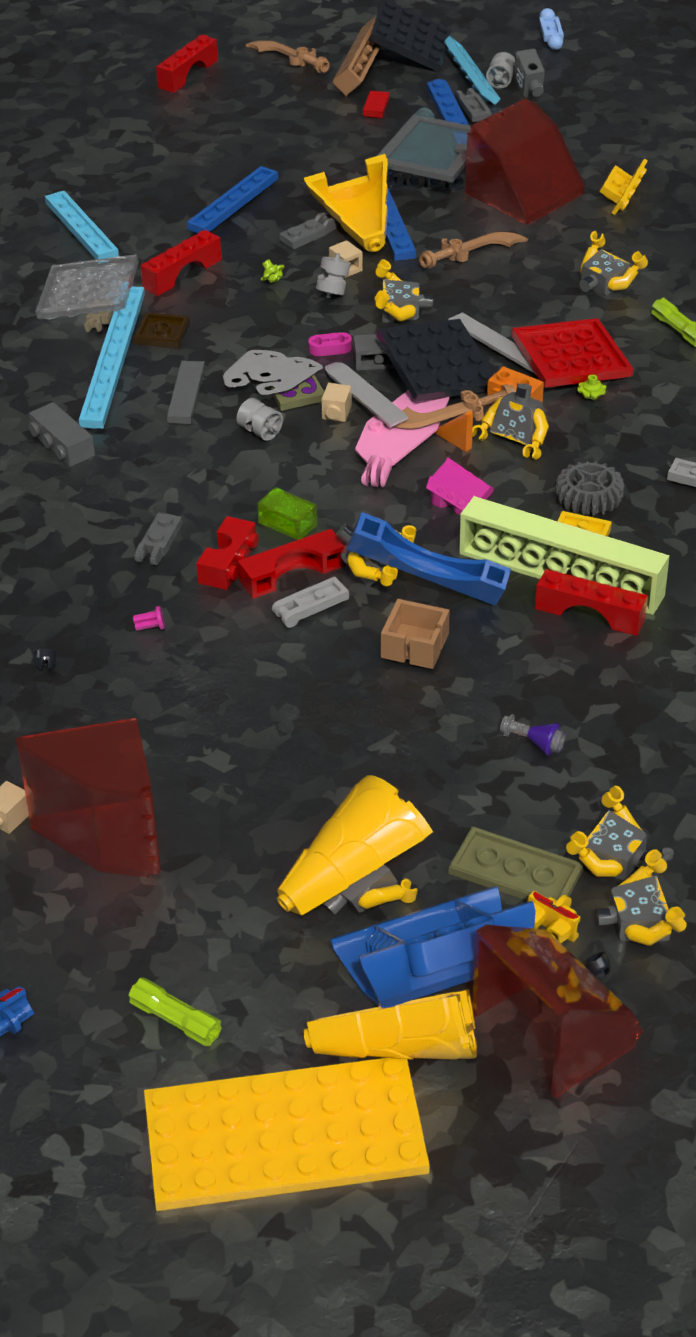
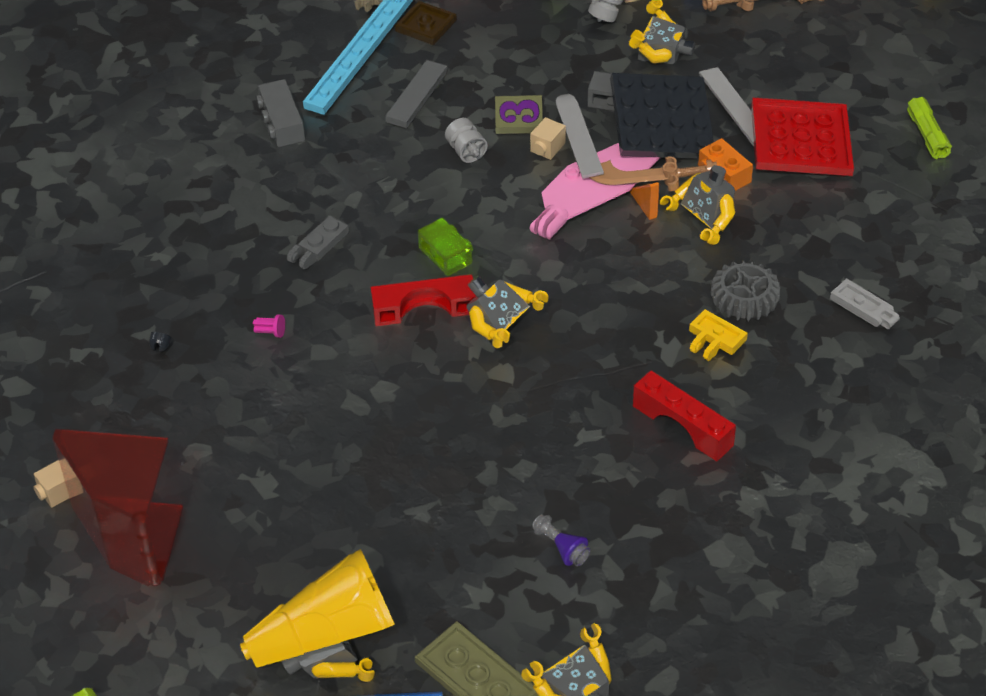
camera: 20 degrees right, 5 degrees up
(235, 542) = (384, 265): red arch -> none
(279, 367) = (515, 89): light grey piece -> none
(310, 601) = (422, 344): light grey plate -> none
(330, 344) = (573, 73): dark pink beam -> none
(382, 543) = (573, 357): blue arch -> none
(415, 633) = (497, 405): medium nougat piece -> none
(456, 486) = (618, 259): dark pink slope -> none
(538, 543) = (678, 356): yellowish green brick -> none
(591, 388) = (802, 180): lime plant -> none
(606, 272) = (880, 53): torso -> none

